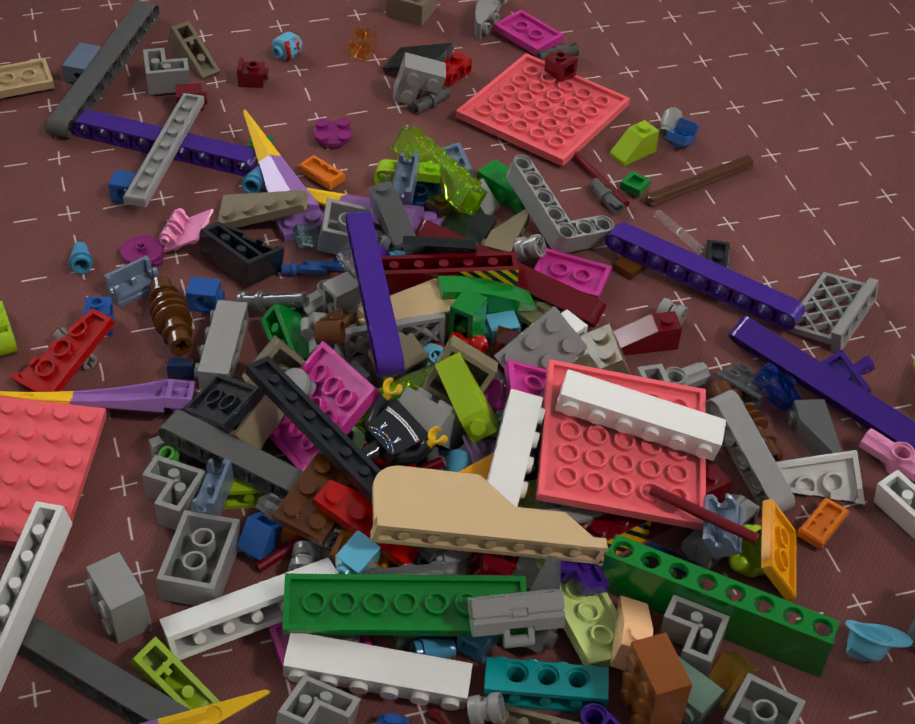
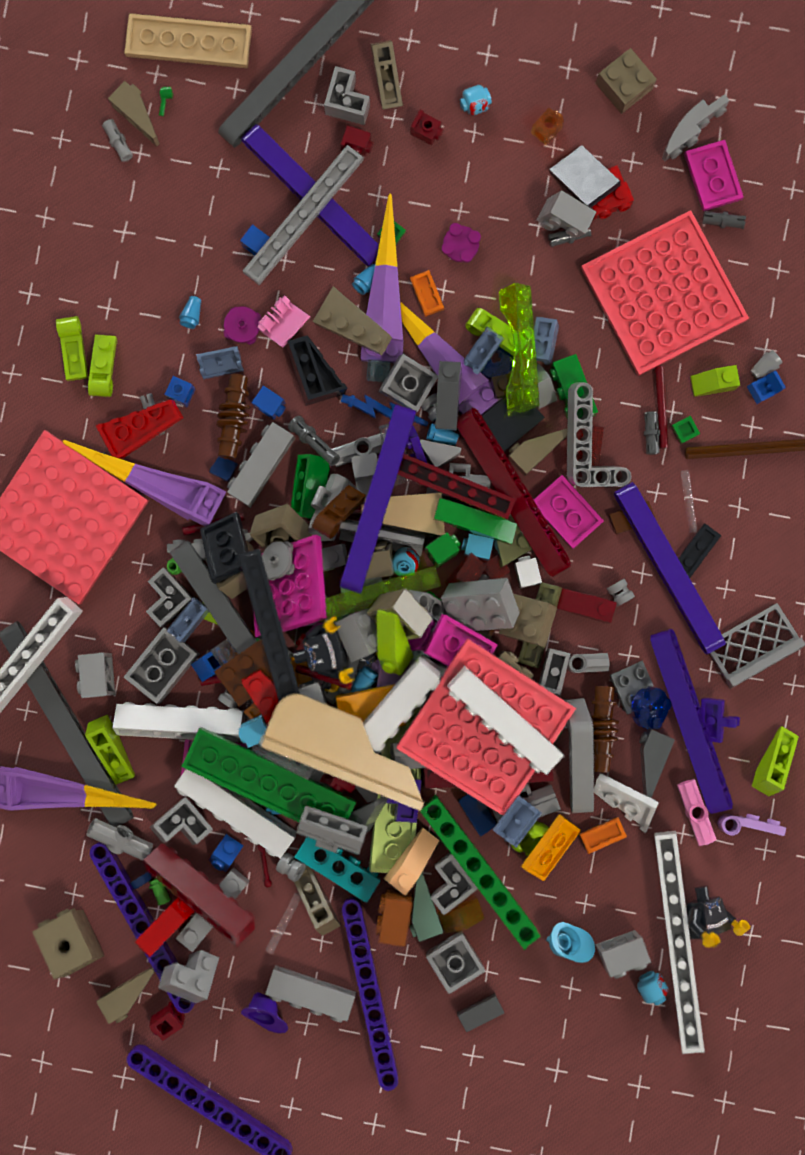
camera: 30 degrees right, 40 degrees up
(78, 61) = (279, 45): sand blue hinge -> none
(433, 245) = (462, 462): black tile -> none
(477, 341) = (438, 574): red arm -> none
(530, 247) = (549, 475): light grey wheel -> none
(560, 65) = (703, 255): dark red brick -> none
(704, 514) = (503, 815): dark red bar -> none

